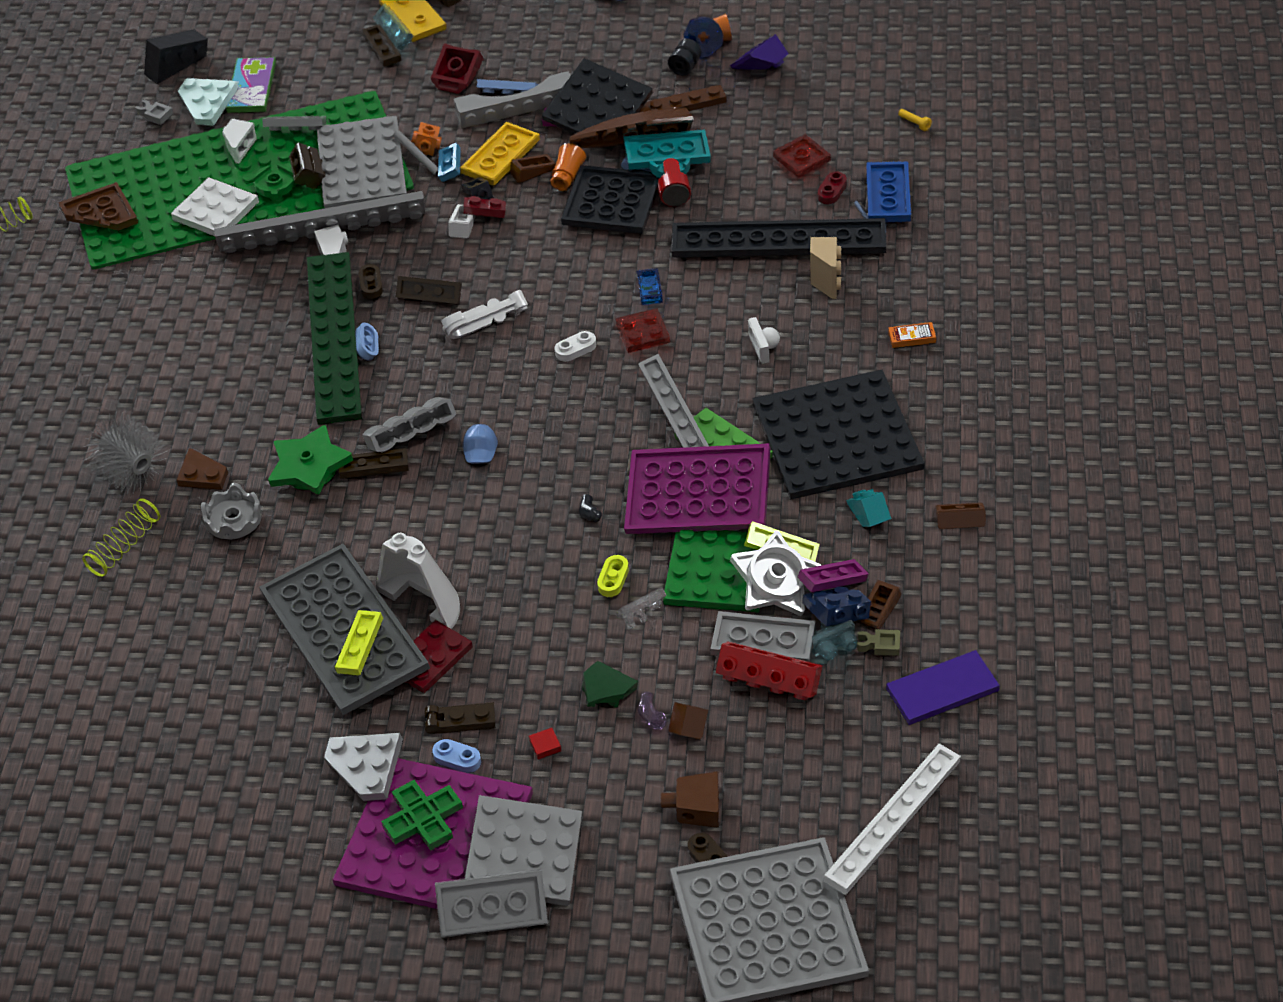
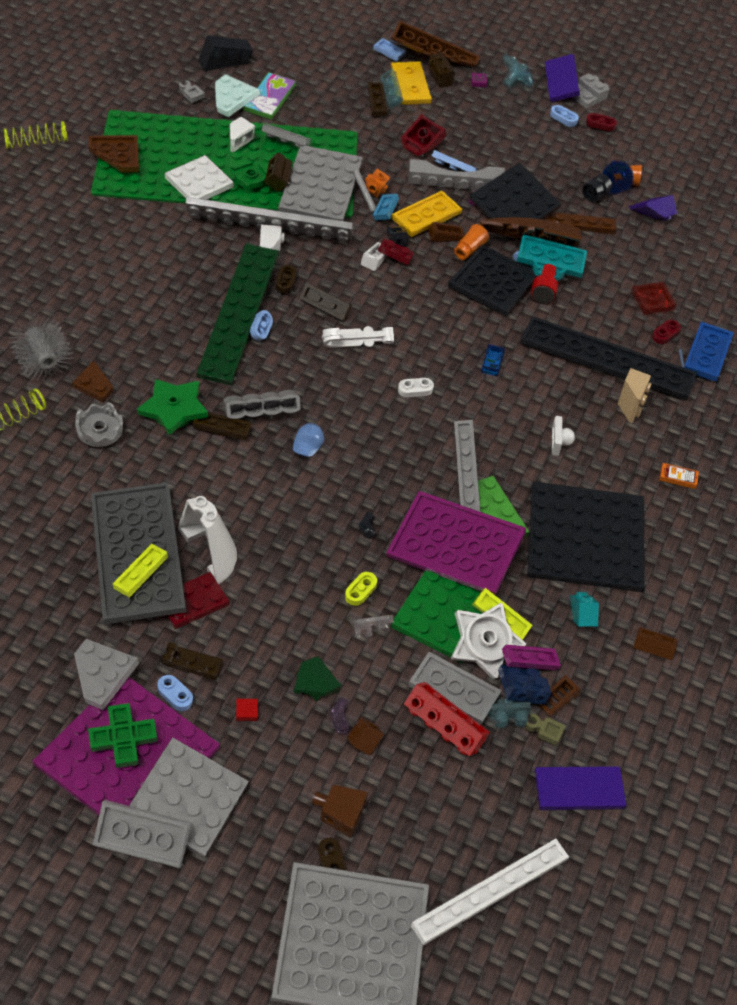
camera: 10 degrees right, 5 degrees up
(642, 330) = (472, 393): clear red plate -> none

